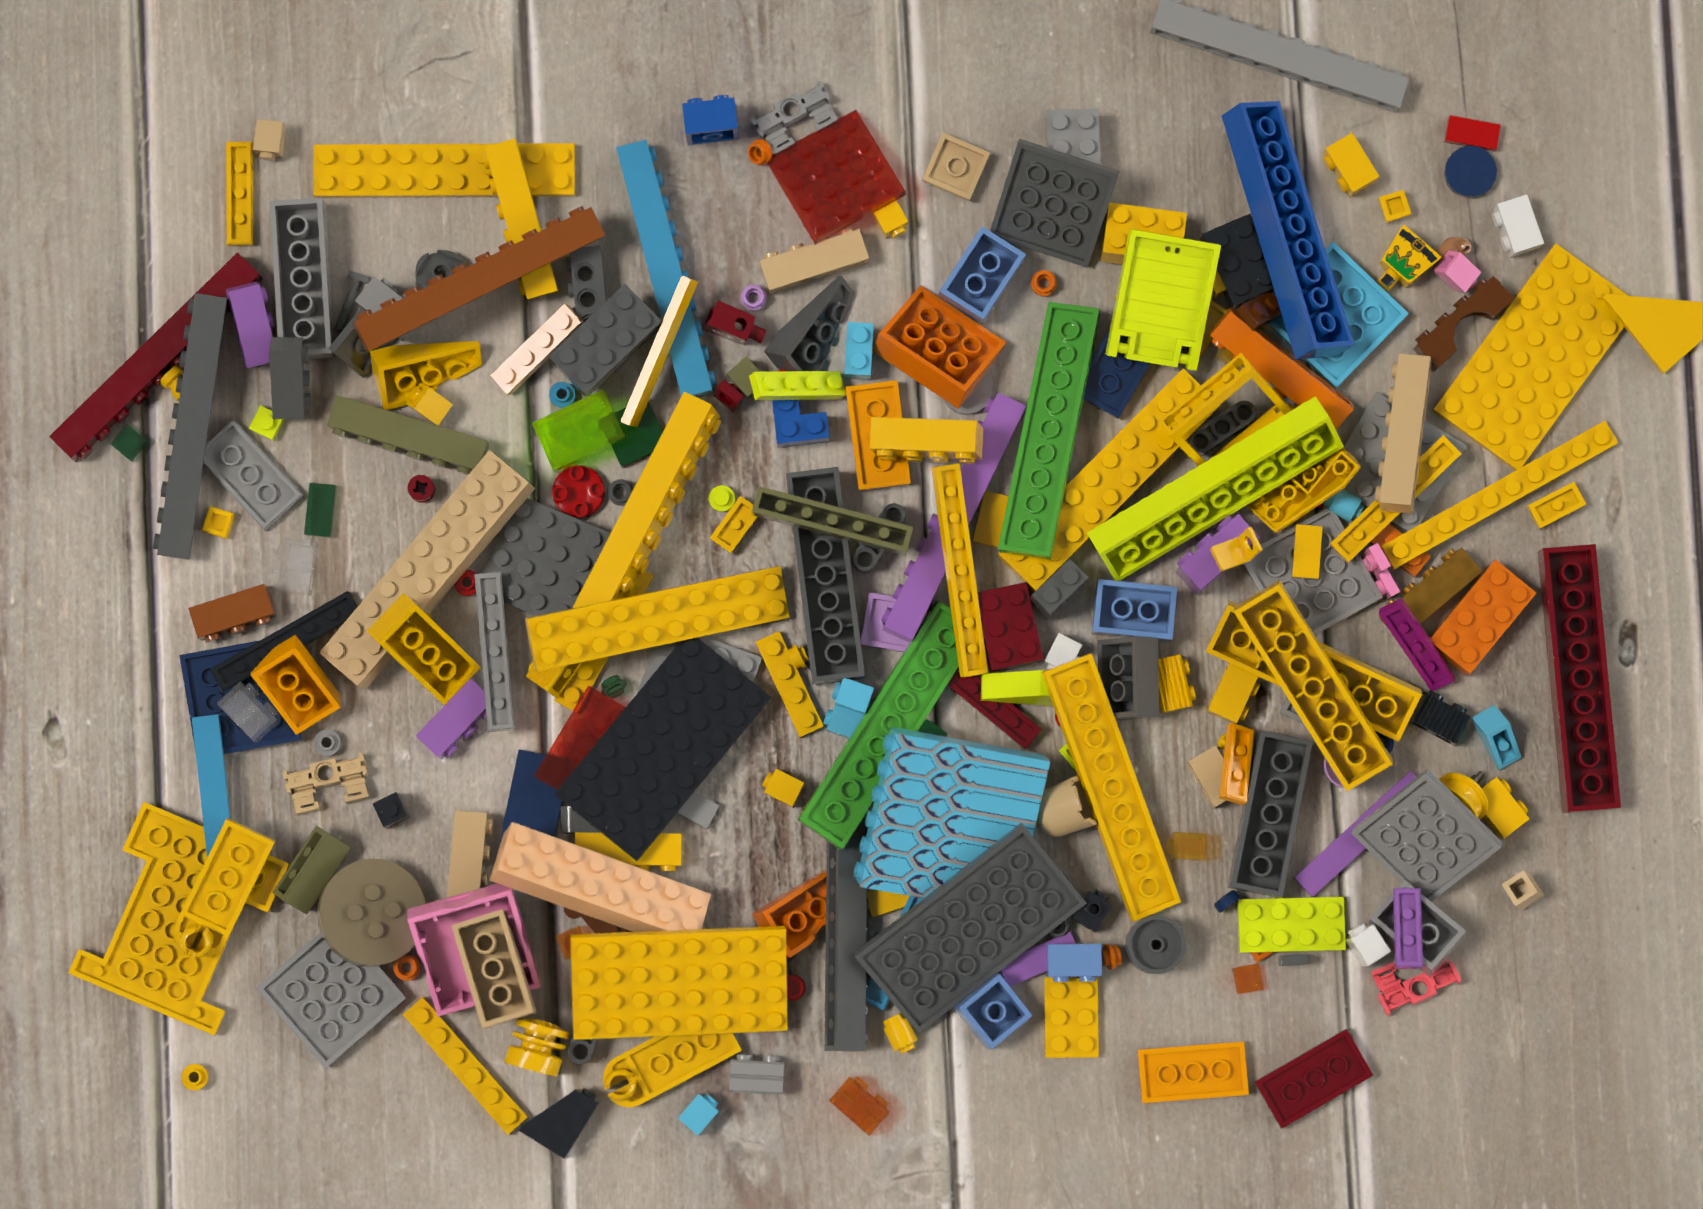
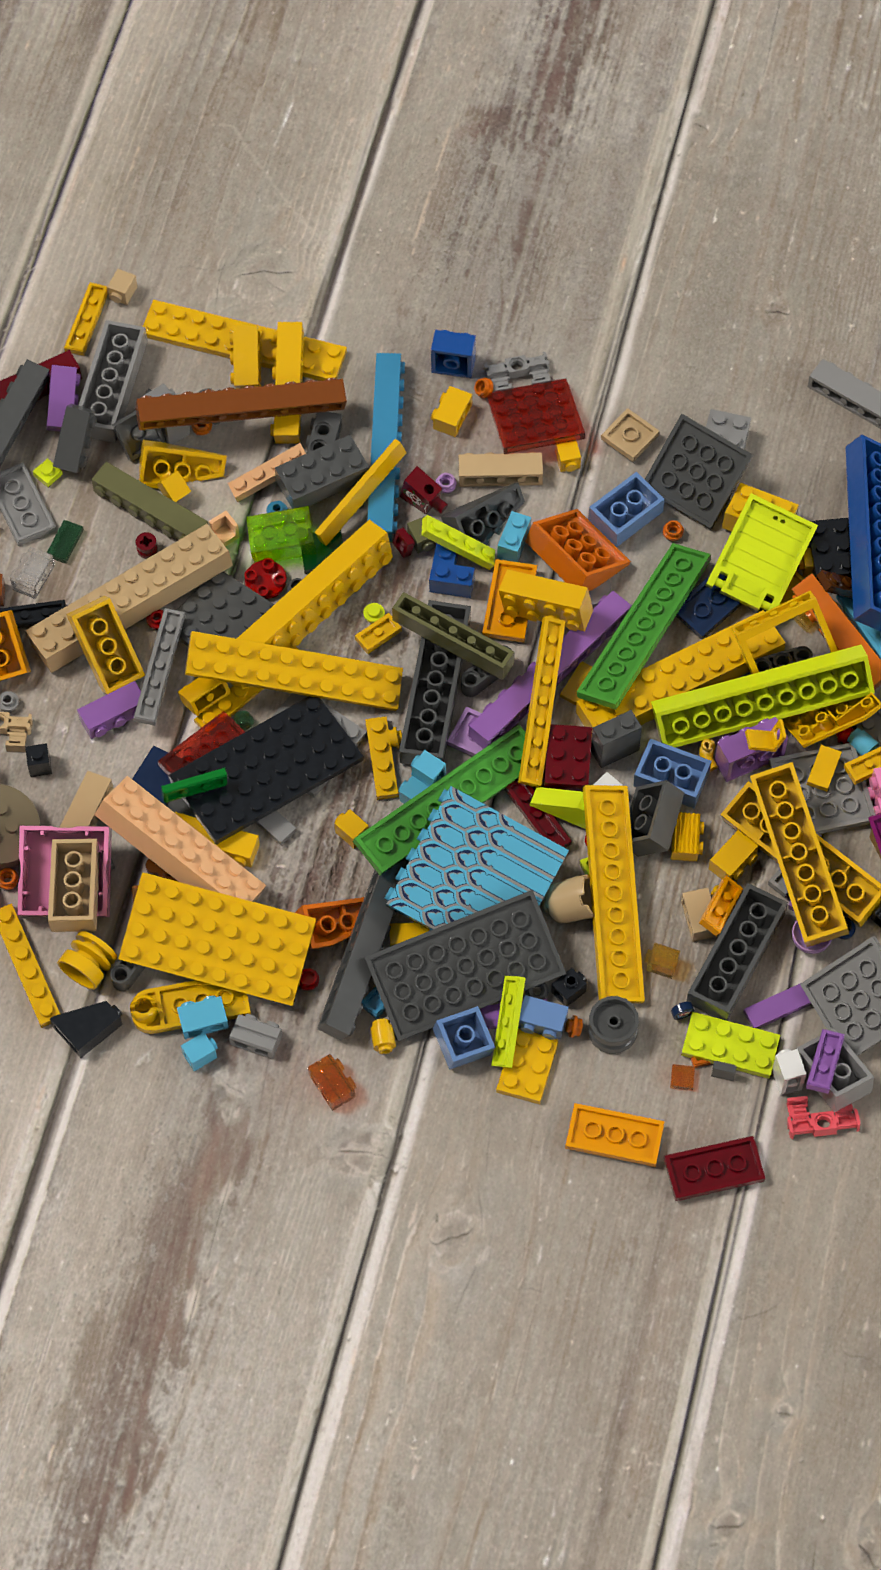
camera: 20 degrees right, 20 degrees down
(458, 200) = (245, 356): none -> yellow brick
(508, 441) = (225, 528): none -> light nougat panel
(592, 805) = (194, 785): none -> green tile
(691, 1077) = (202, 1016): none -> medium azure brick
(731, 197) = (452, 411): none -> yellow brick
(1038, 980) = (508, 1021): none -> neon yellow tile
(1165, 569) = (707, 751): none -> yellow arm

